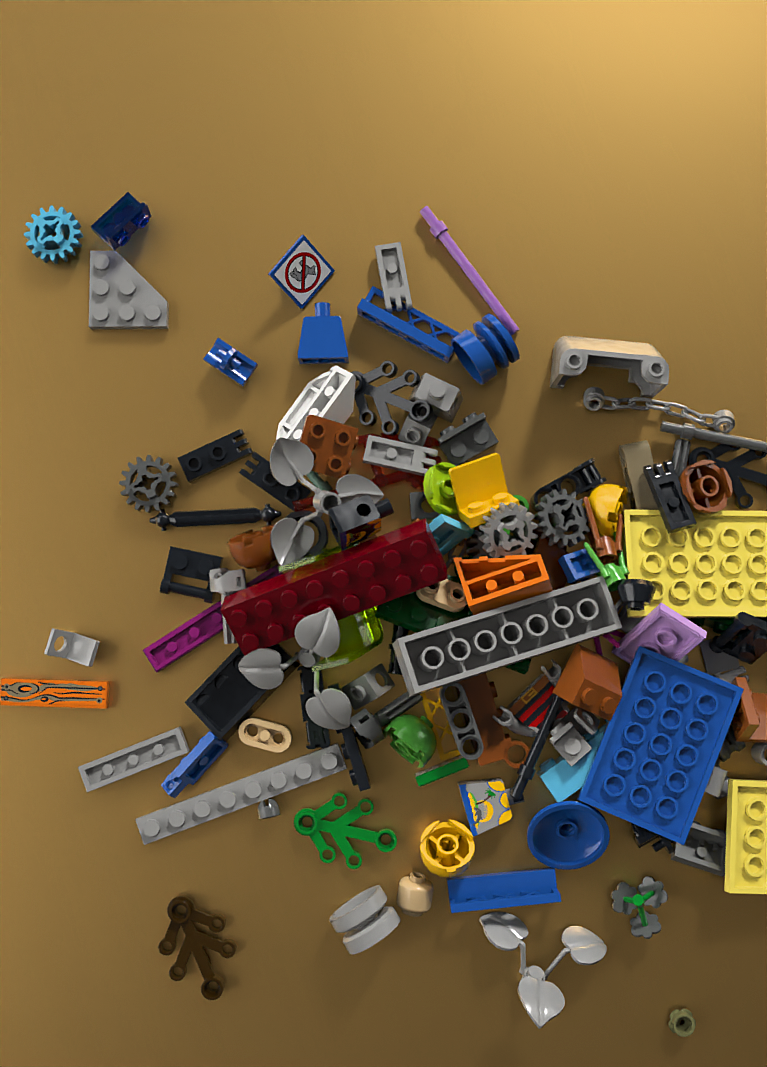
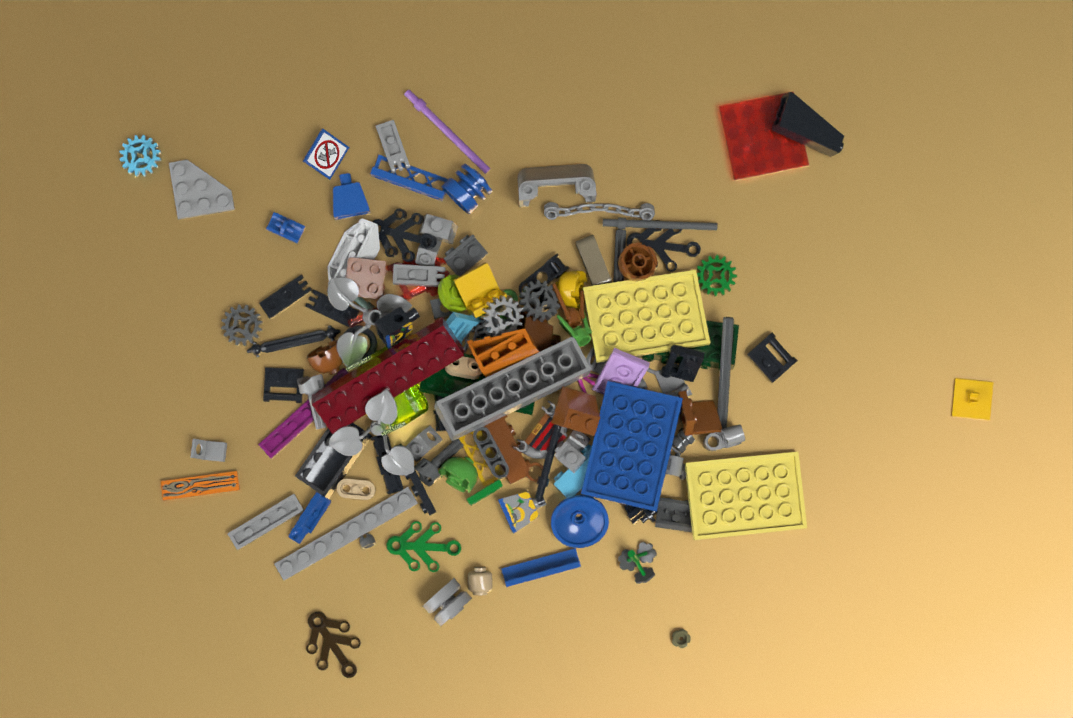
camera: 15 degrees left, 0 degrees up
(122, 221) = (188, 137): clear blue bracket -> none
(447, 848) = (496, 544): yellow cylinder -> none
(541, 998) = (572, 627): light grey plant -> none
(578, 566) = (555, 332): blue bracket -> none
(636, 593) = (597, 344): black cone -> none
(669, 497) = (613, 273): black hinge -> none

